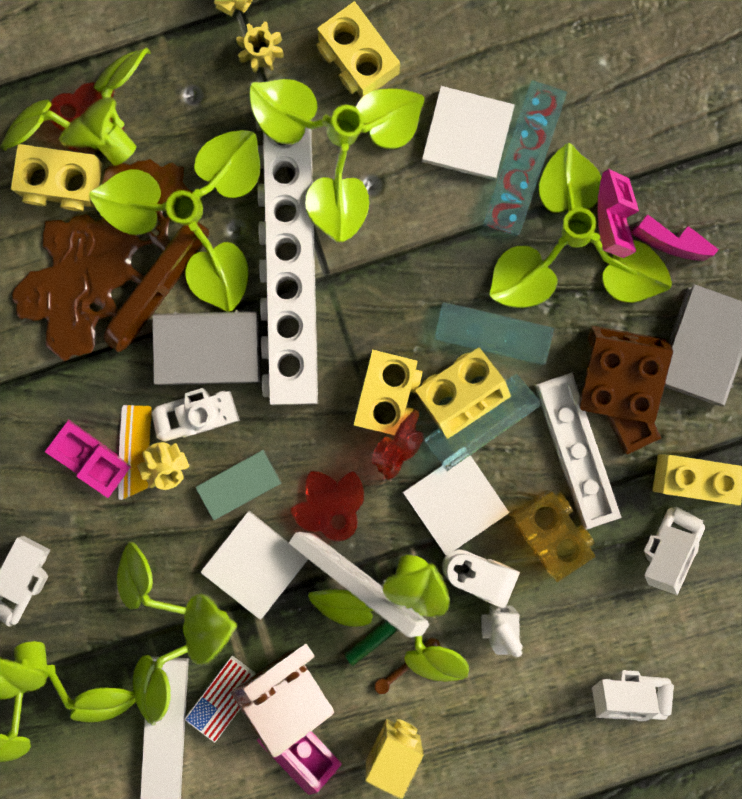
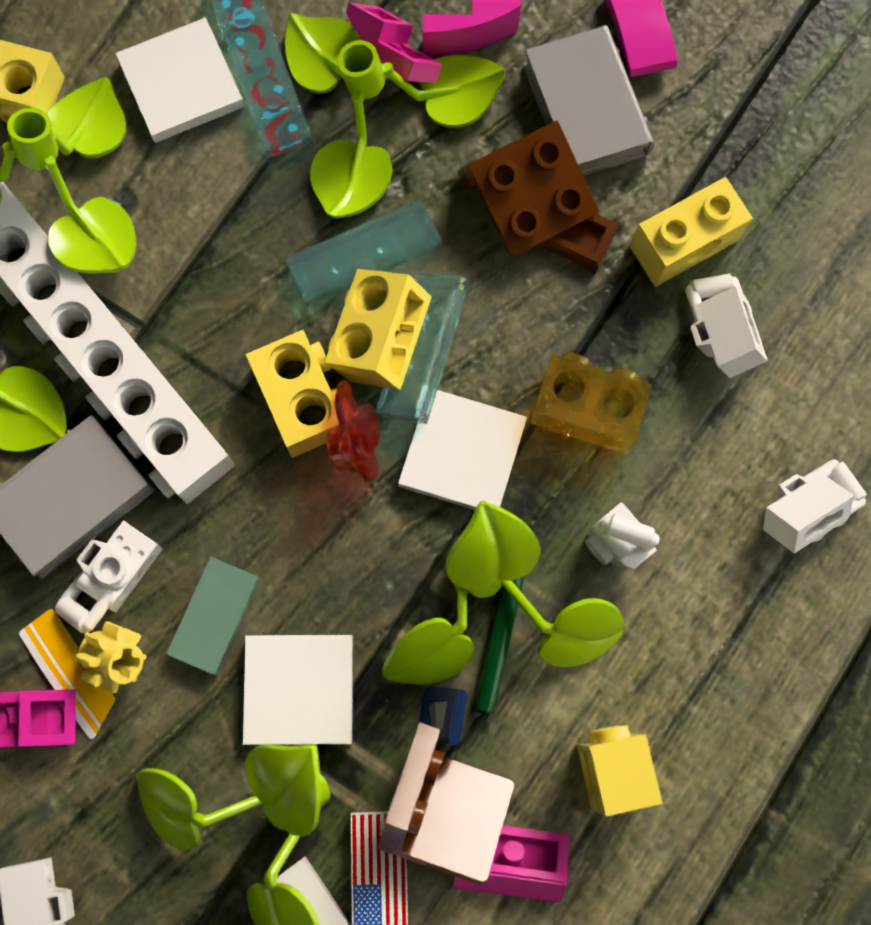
camera: 40 degrees left, 10 degrees down
(325, 644) = (444, 710): none -> dark blue slope
(328, 499) = (324, 556): clear red plate -> none
(358, 583) = (426, 608): white tile -> none
(382, 685) = (543, 710): reddish brown hinge -> none
(485, 577) = (558, 502): white piece -> none
(577, 451) = (546, 303): white tile -> none

